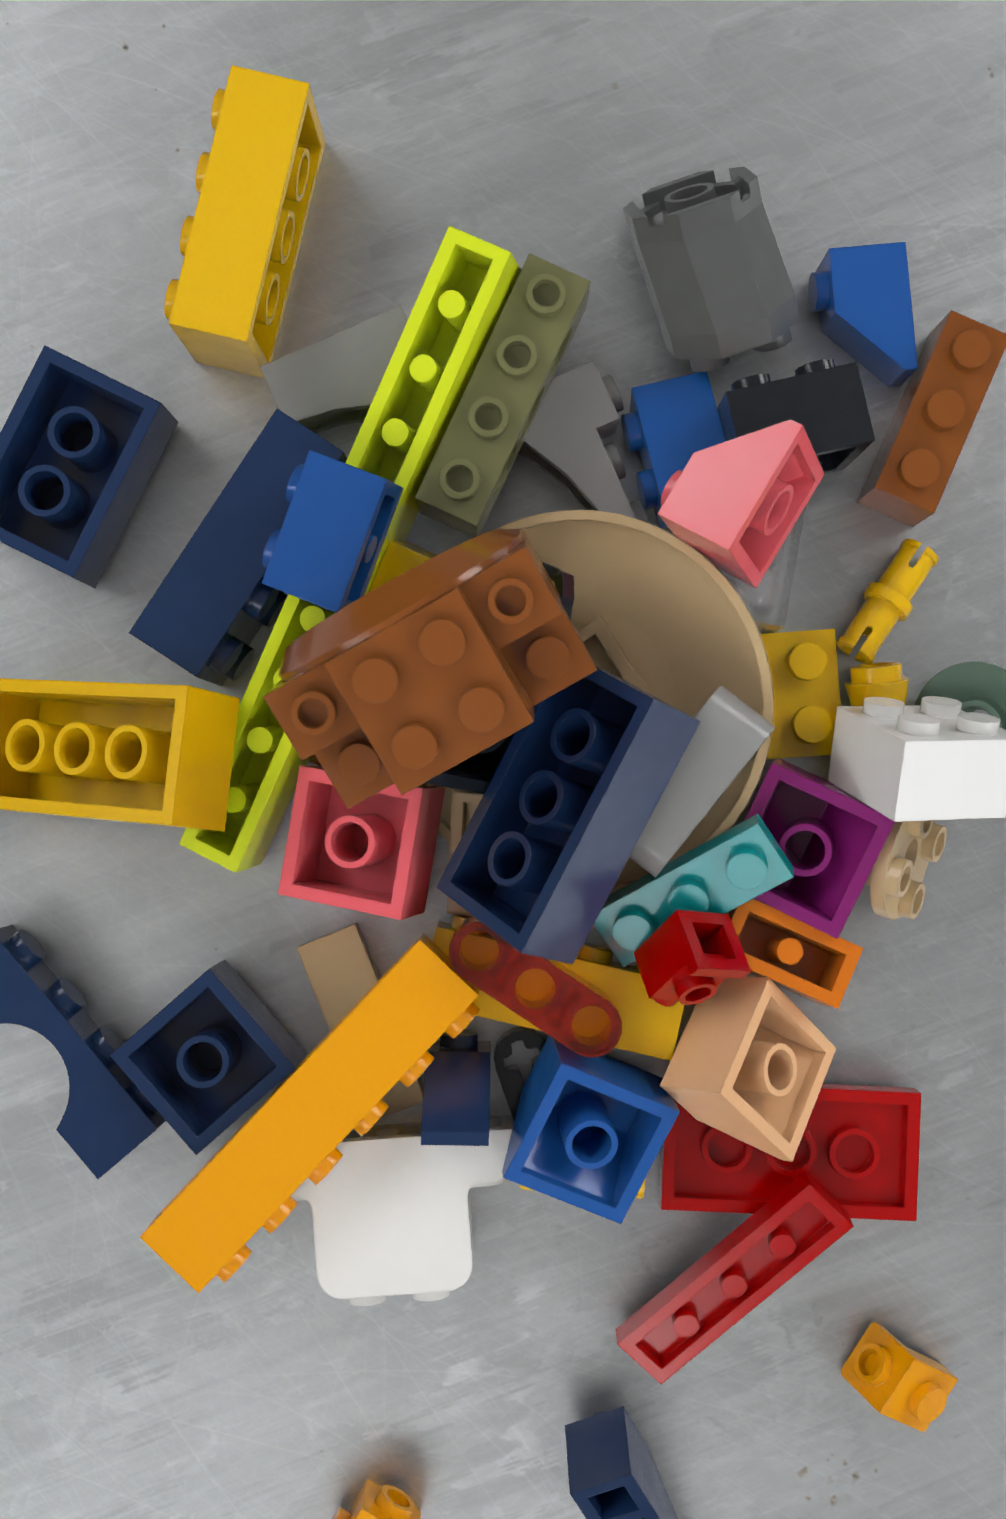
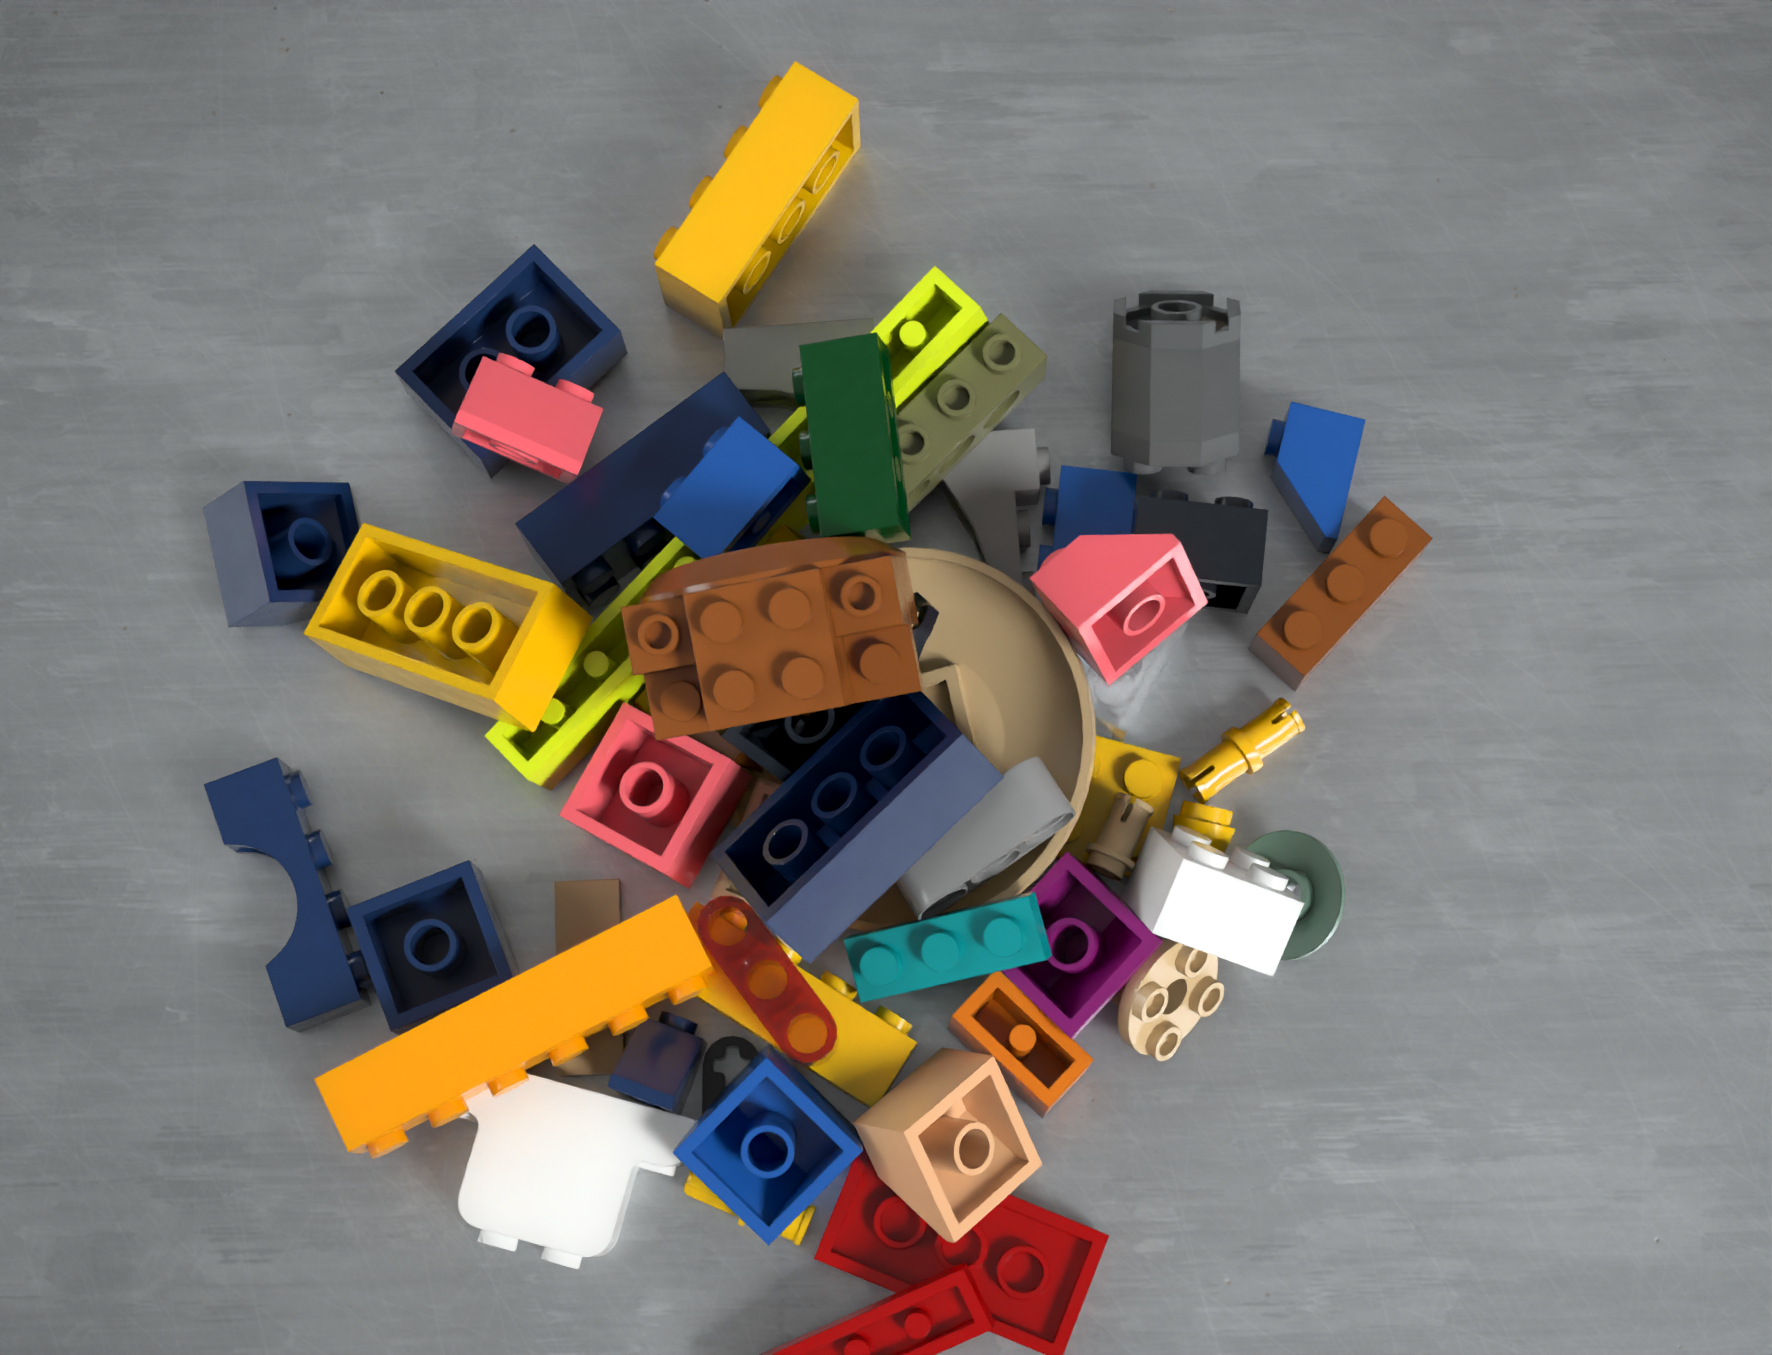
camera: 20 degrees right, 10 degrees down
(98, 522) = (528, 418): none -> coral slope
(430, 435) = (852, 439): none -> dark green brick
(690, 957) = (912, 1016): red brick -> none
(808, 730) = (1118, 837): none -> tan pin

